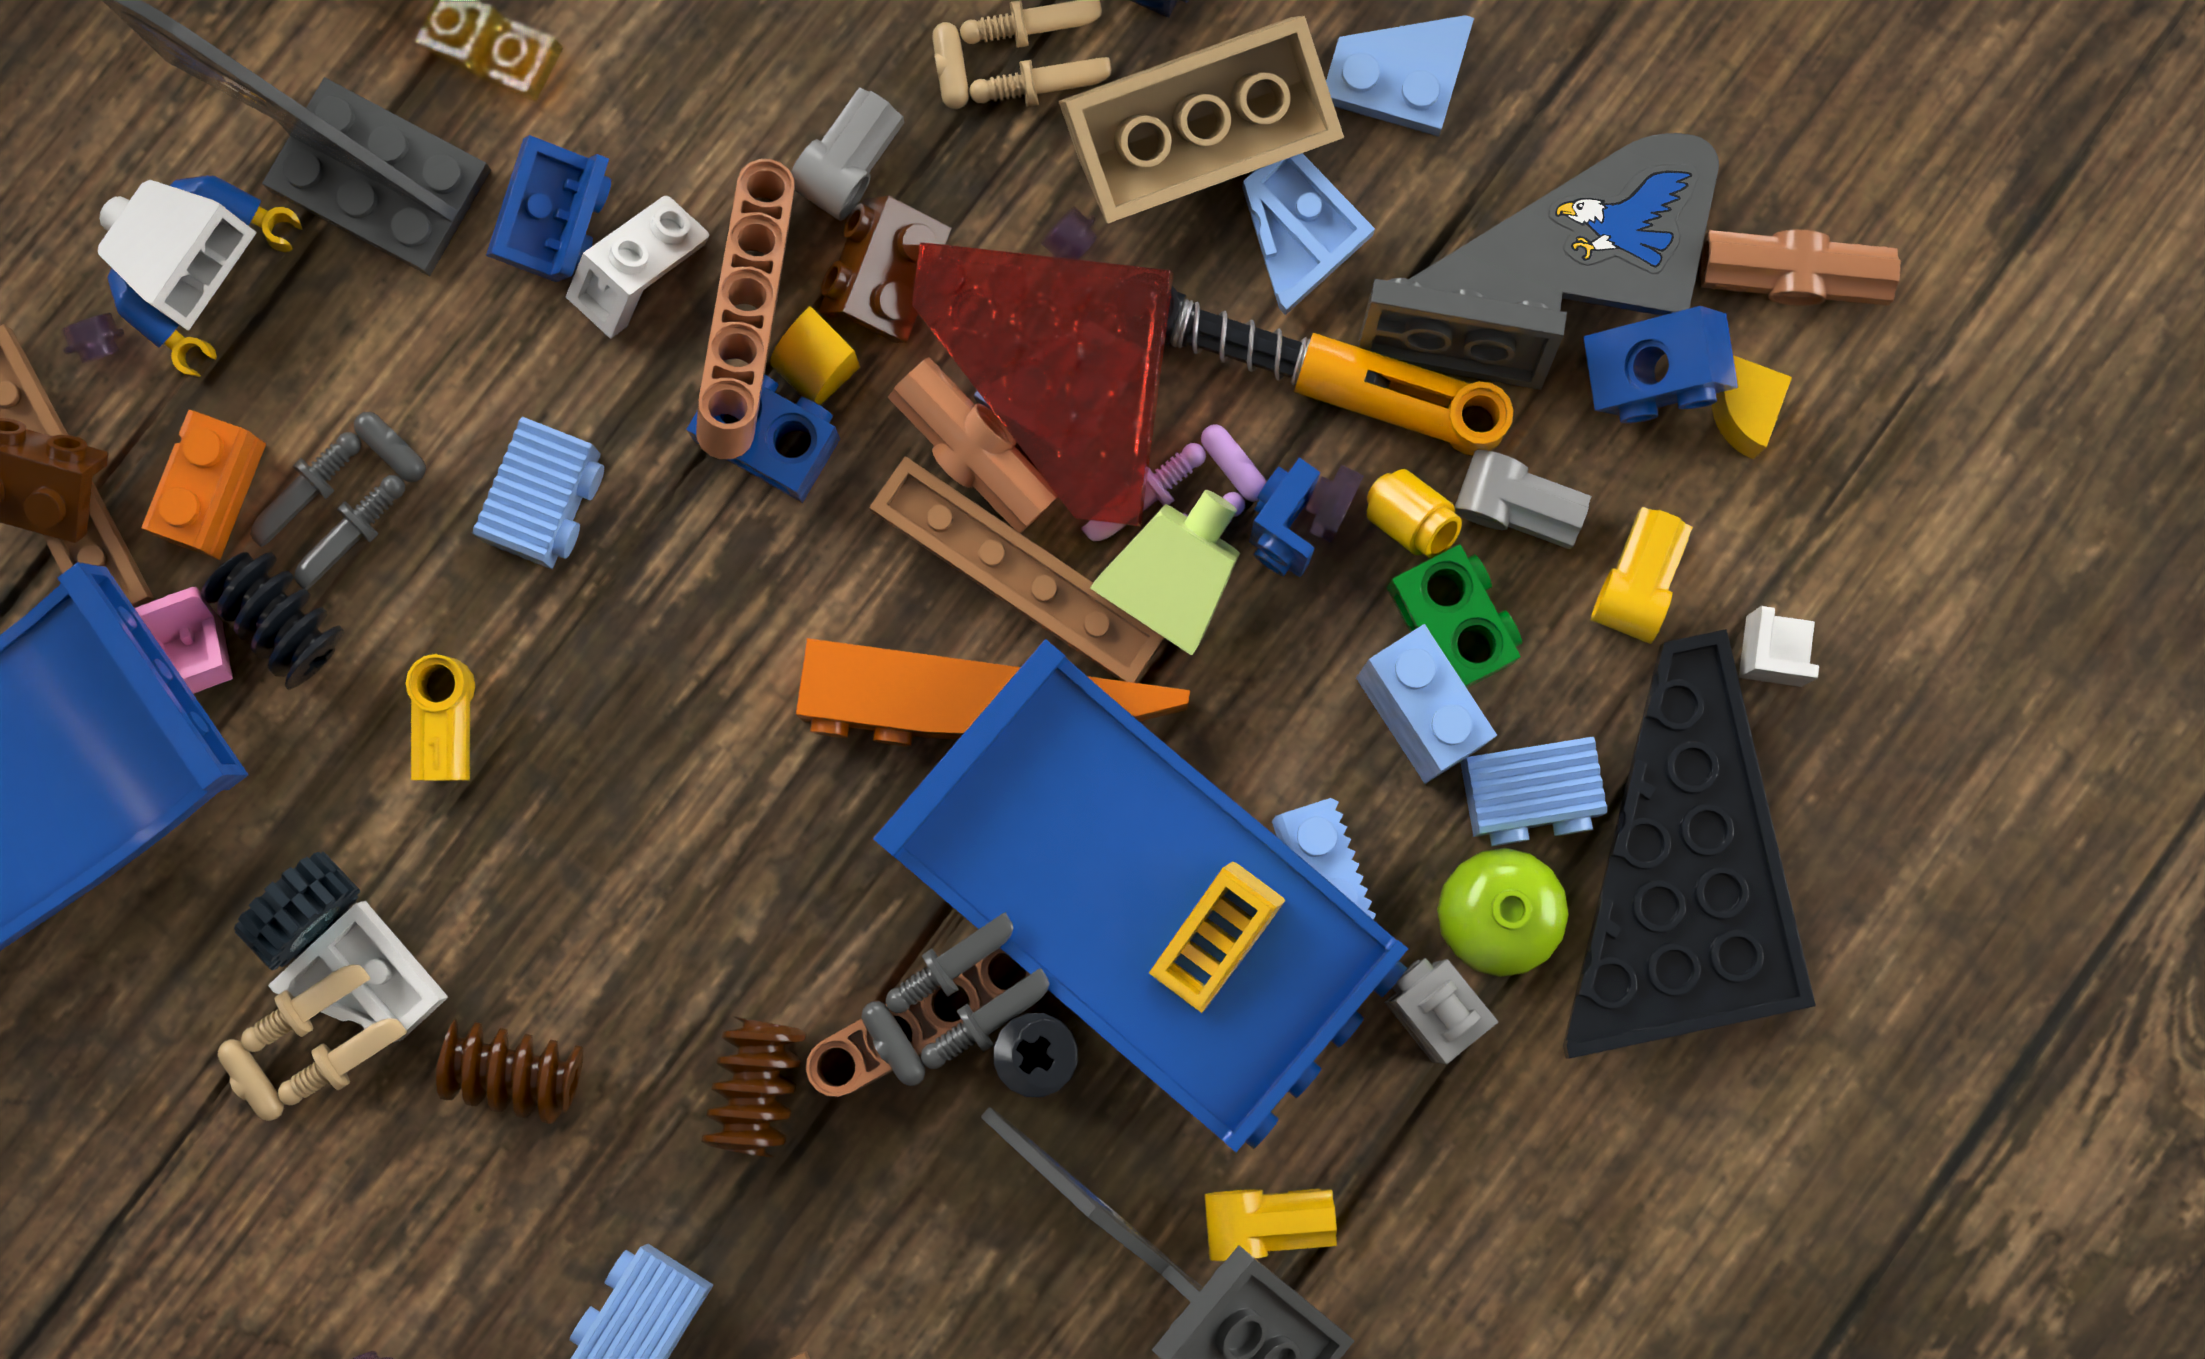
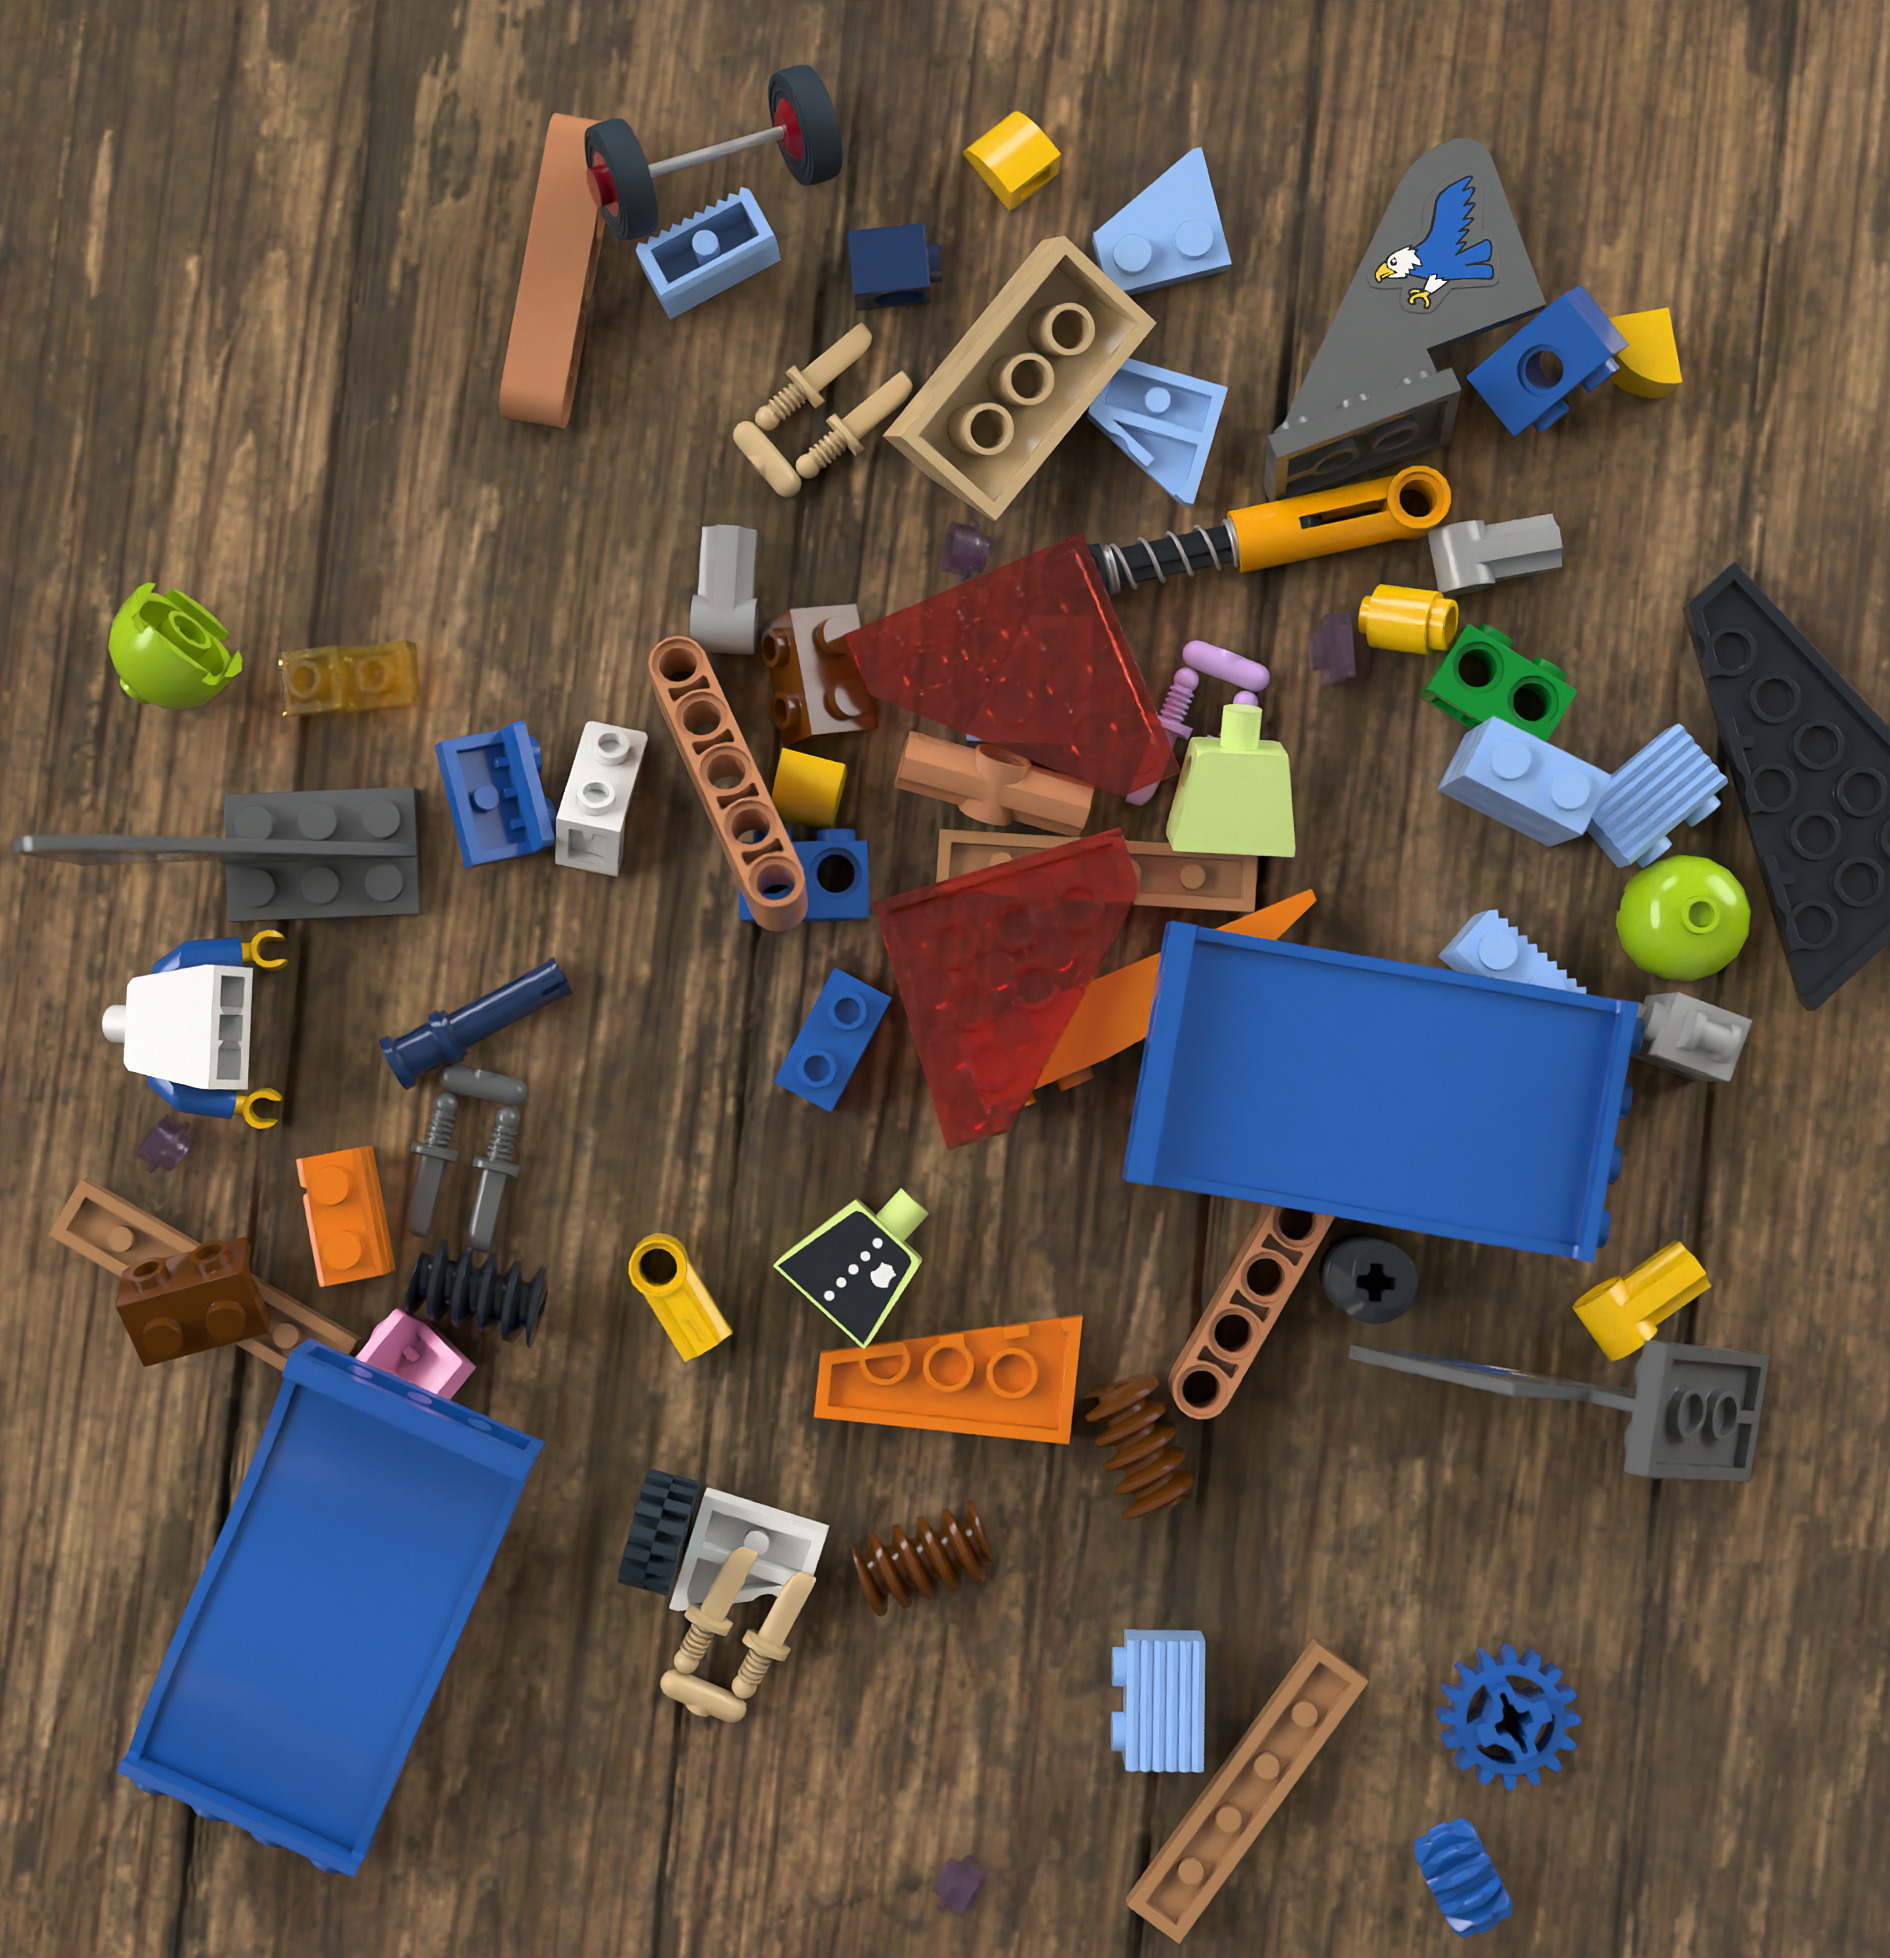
camera: 30 degrees left, 5 degrees up
(386, 387) = (449, 1035): none -> dark blue pin
(539, 493) = (641, 1049): light blue brick -> none
(609, 784) = (857, 1263): none -> black torso
(646, 946) = (972, 1381): none -> orange wing
(705, 581) = (833, 1040): none -> blue brick
(877, 600) = (999, 970): none -> clear red plate
(976, 1026) = (1247, 1258): dark grey piece -> none
(1250, 890) = (1480, 1034): yellow slope -> none
(1278, 508) = (1295, 683): blue bracket -> none
(1637, 591) = (1638, 573): yellow piece -> none
(1777, 649) = (1786, 552): white panel -> none
(1799, 267) = (1615, 204): nougat piece -> none

